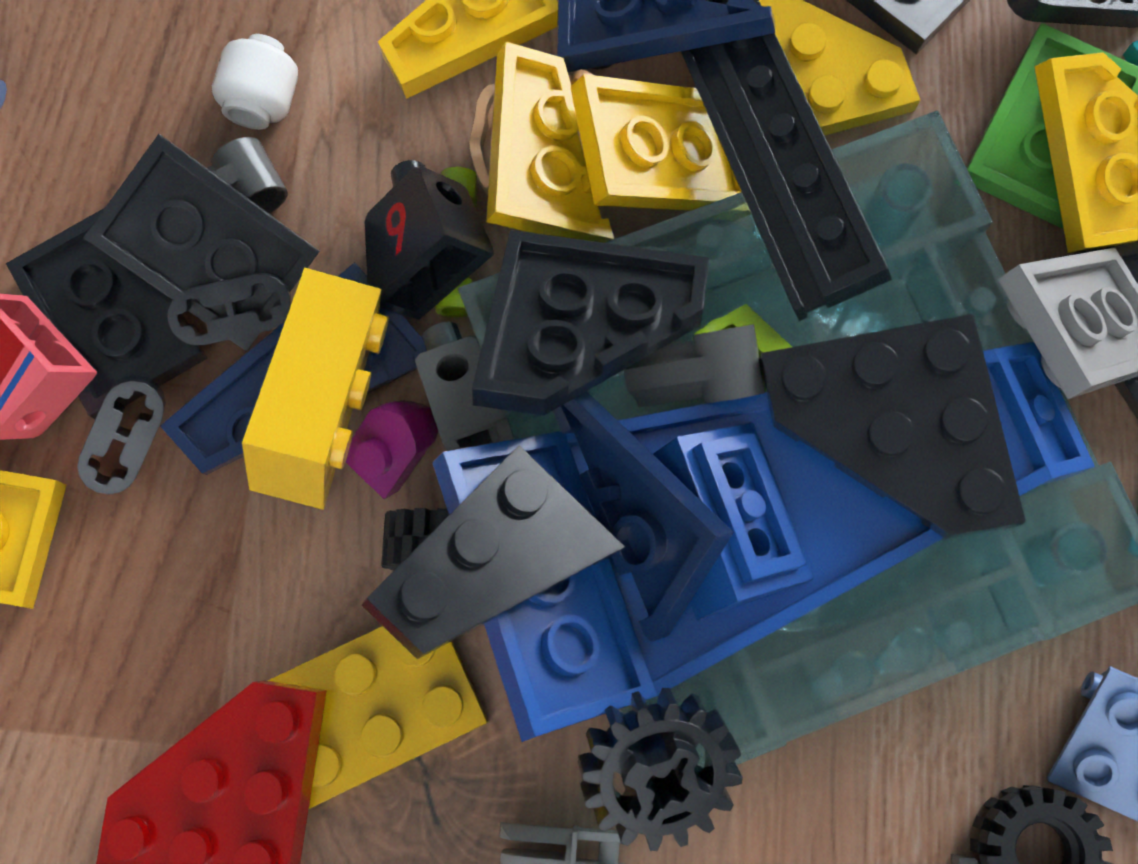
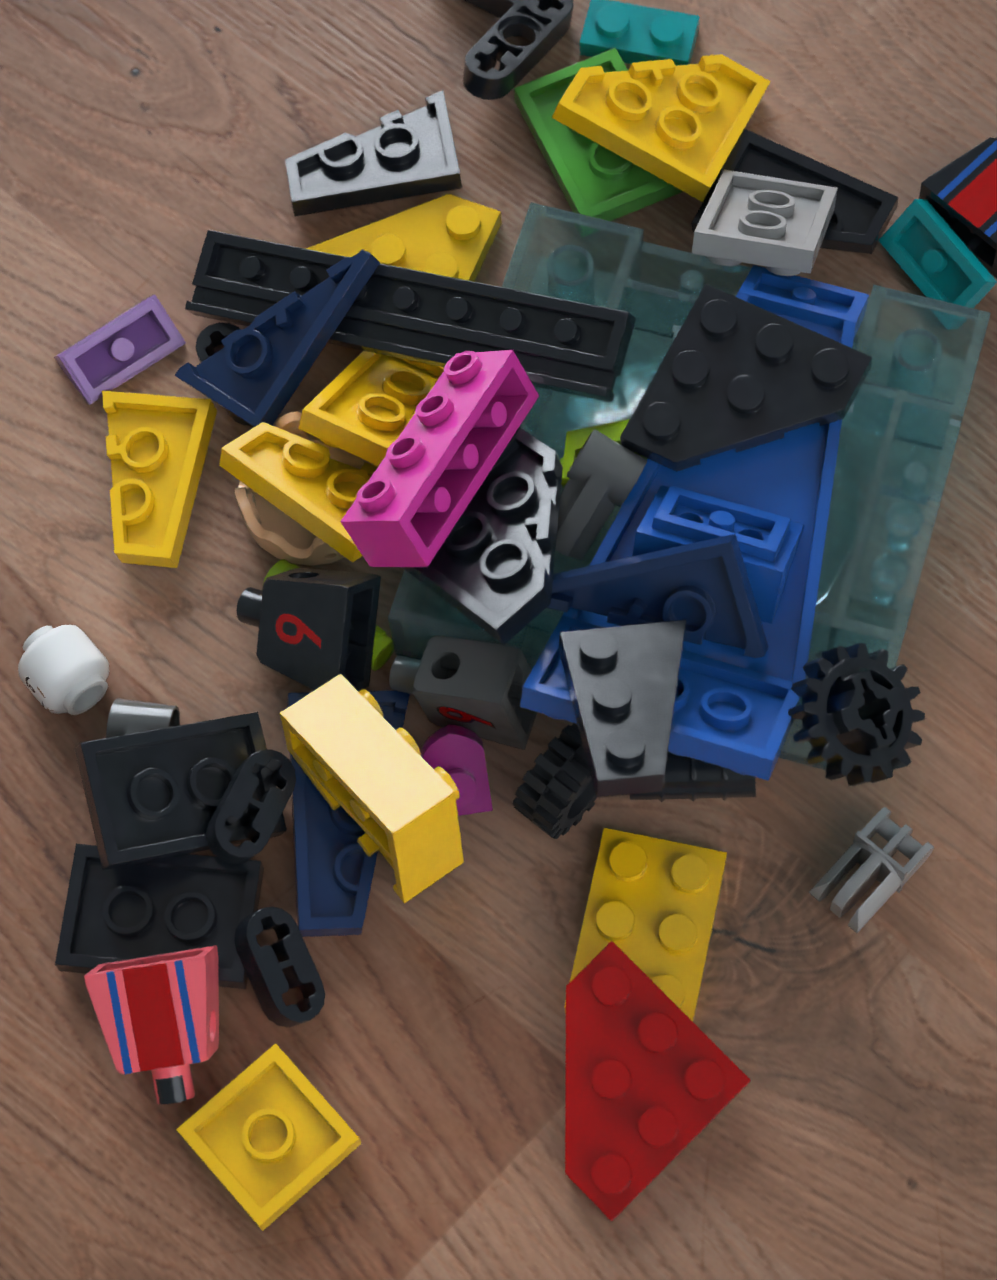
camera: 50 degrees left, 10 degrees down
(617, 217) = (440, 459): none -> dark pink brick

